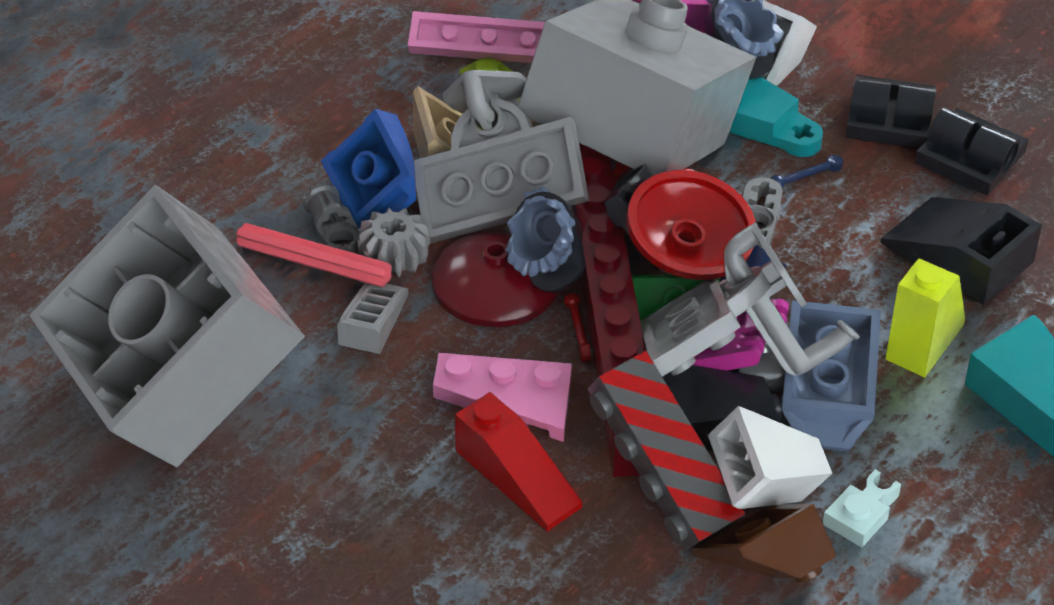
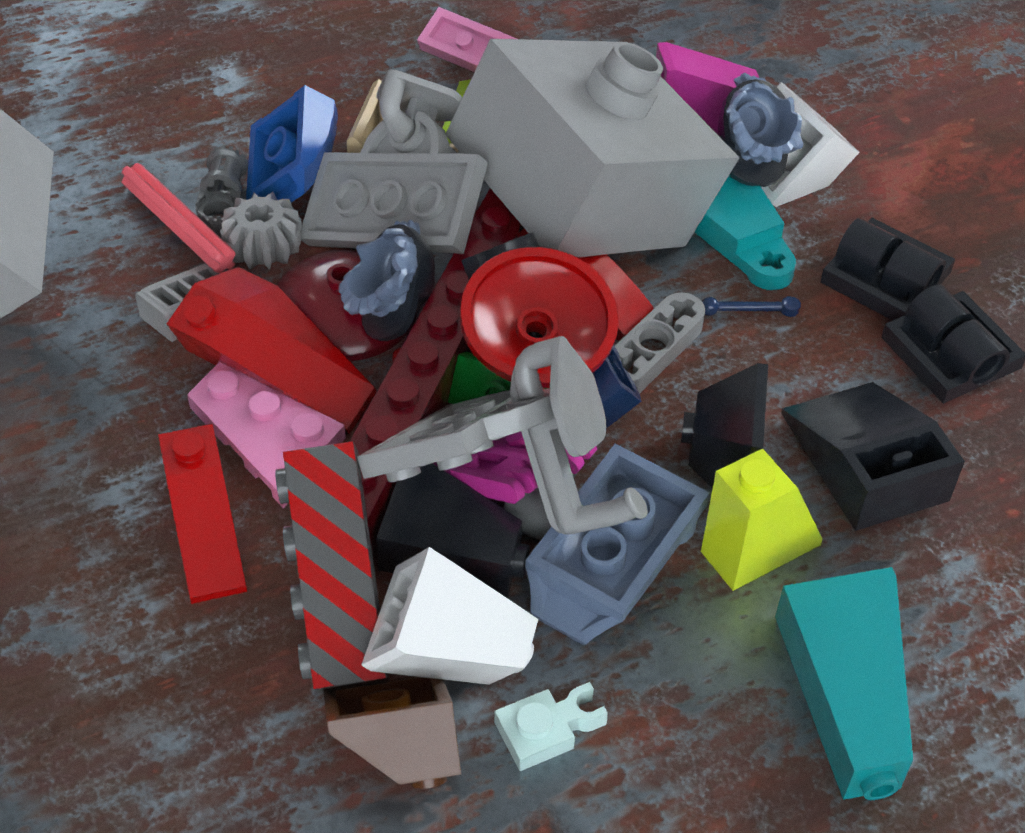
camera: 25 degrees right, 5 degrees up
(456, 318) = (268, 338): none -> red wedge
(865, 263) = (726, 421): none -> black slope

